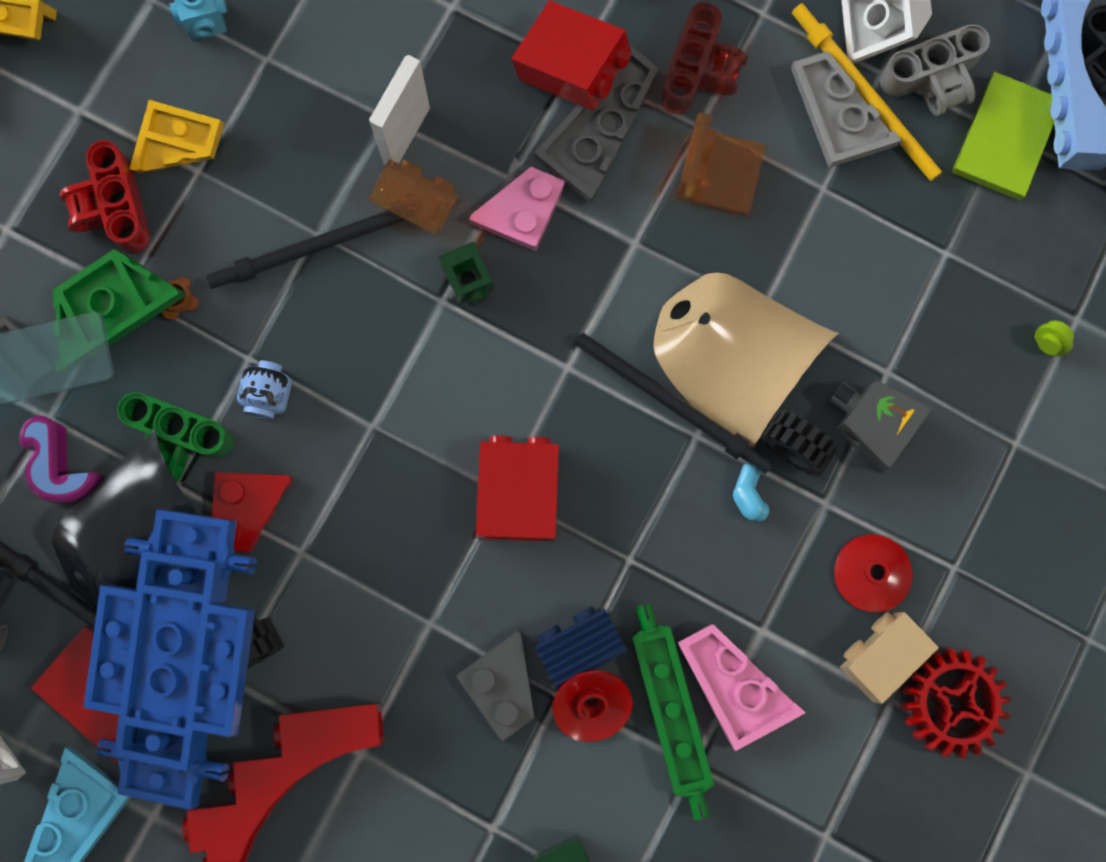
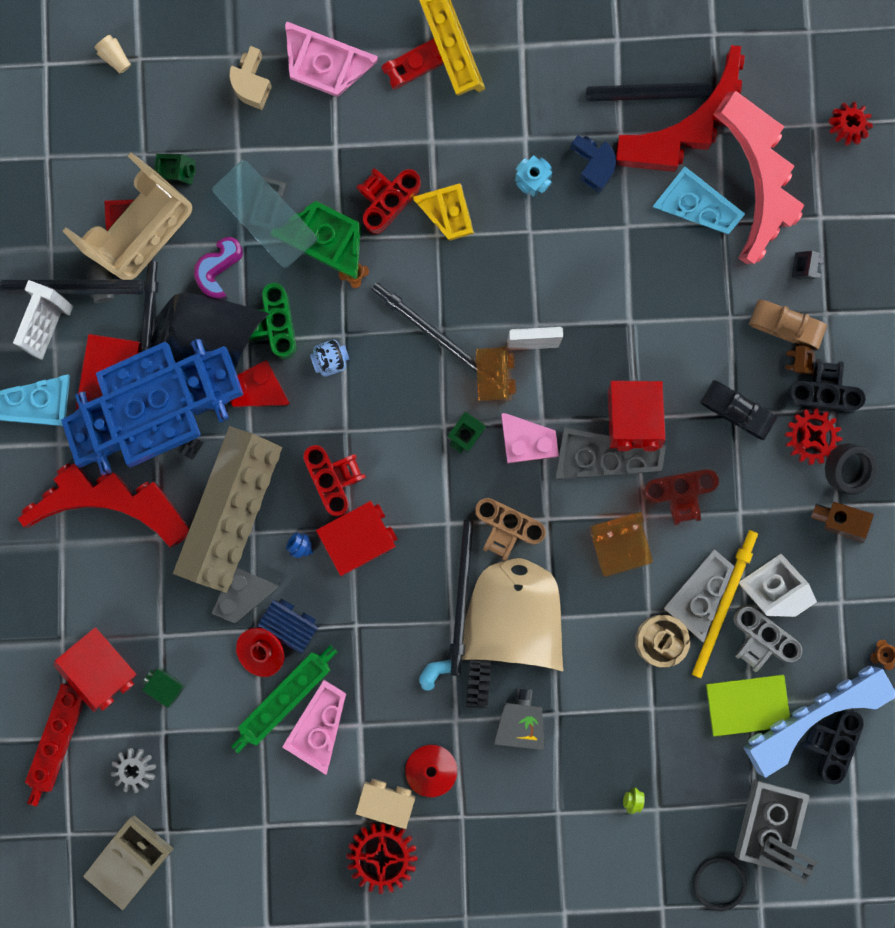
camera: 60 degrees right, 5 degrees up
(377, 636) = (227, 509): none -> dark tan brick
(417, 463) = (340, 474): none -> red piece
(482, 571) = (299, 545): none -> blue plate
(625, 309) = (503, 535): none -> medium nougat piece
(873, 185) = (662, 641): none -> tan brick

